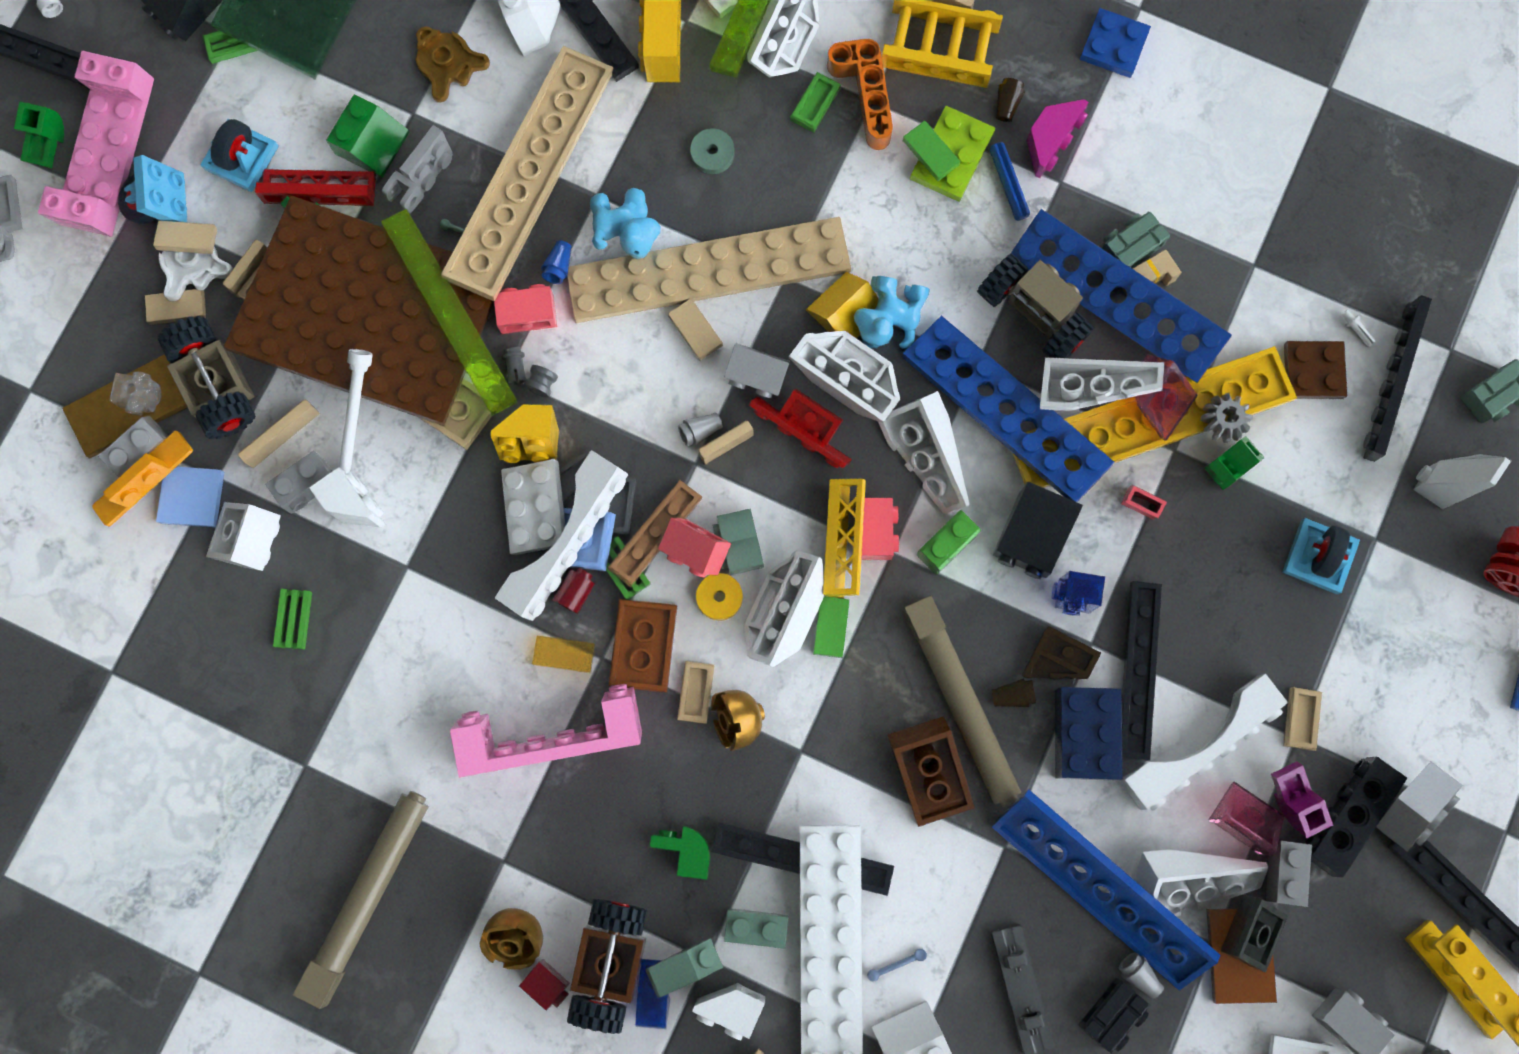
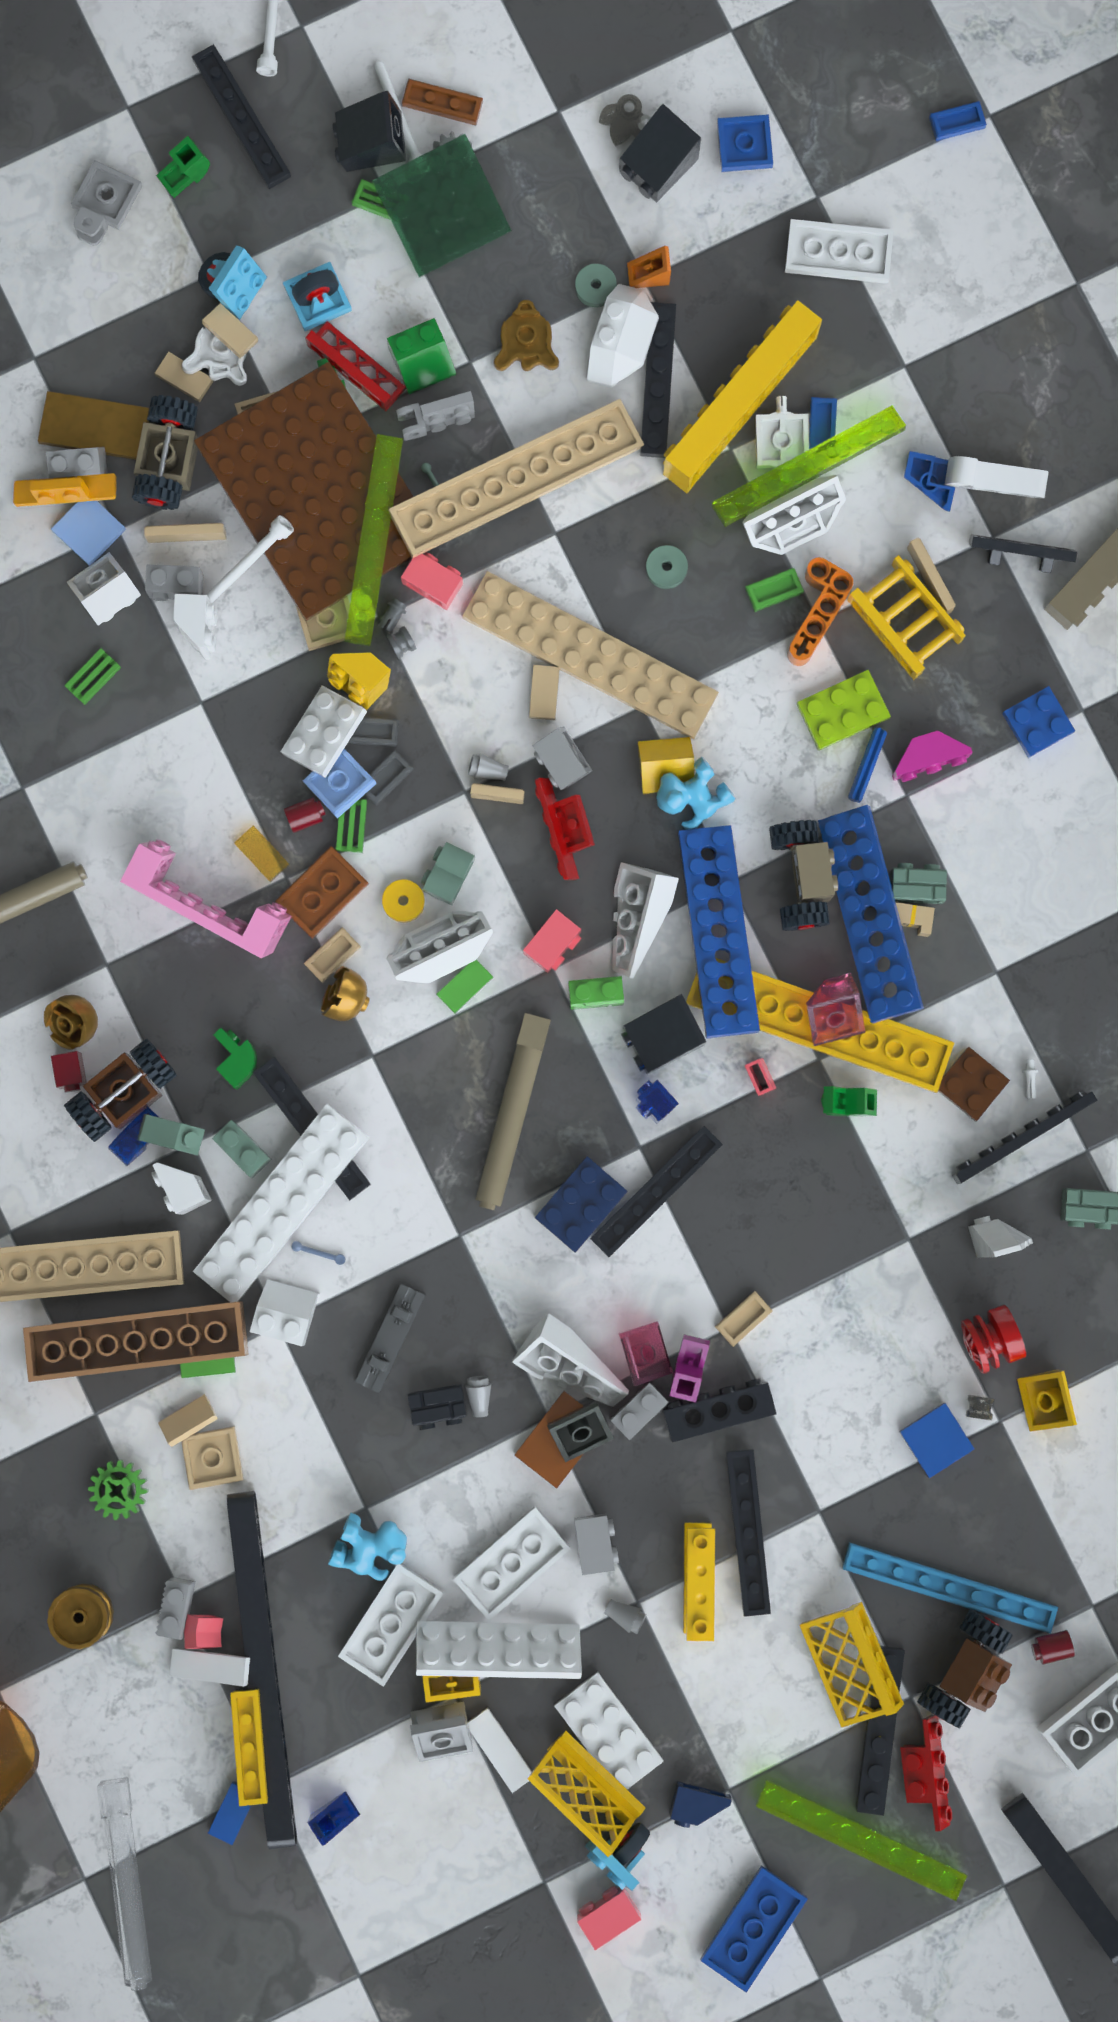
camera: 35 degrees right, 5 degrees up
(102, 146) = (222, 212): bright pink plate -> none
(135, 393) = (107, 424): clear brick -> none
(245, 267) = (256, 388): tan tile -> none
(530, 587) = (377, 751): white arch -> none
(557, 263) = (483, 563): blue cone -> none
(628, 221) = (554, 588): medium azure animal -> none
(646, 541) = (394, 818): medium nougat tile -> none
(694, 547) = (412, 851): coral brick -> none
(838, 536) = (519, 927): yellow fence -> none
(848, 372) = (626, 813): white wedge -> none
(931, 150) = (825, 696): bright green tile -> none
(931, 771) = (450, 1141): reddish brown slope -> none
(1009, 97) = (919, 702): dark brown cone -> none
(1014, 694) = (554, 1137): dark brown cone -> none
(1060, 657) = (608, 1137): dark brown wing -> none
(1089, 382) = (786, 958): white wedge -> none
(1106, 907) = (511, 1328): blue plate -> none
(1236, 422) = (861, 1059): light grey gear -> none
(1250, 707) = (713, 1279): white arch -> none
(1321, 555) = (855, 1217): medium azure plate -> none
(1420, 807) = (764, 1437): light grey brick -> none

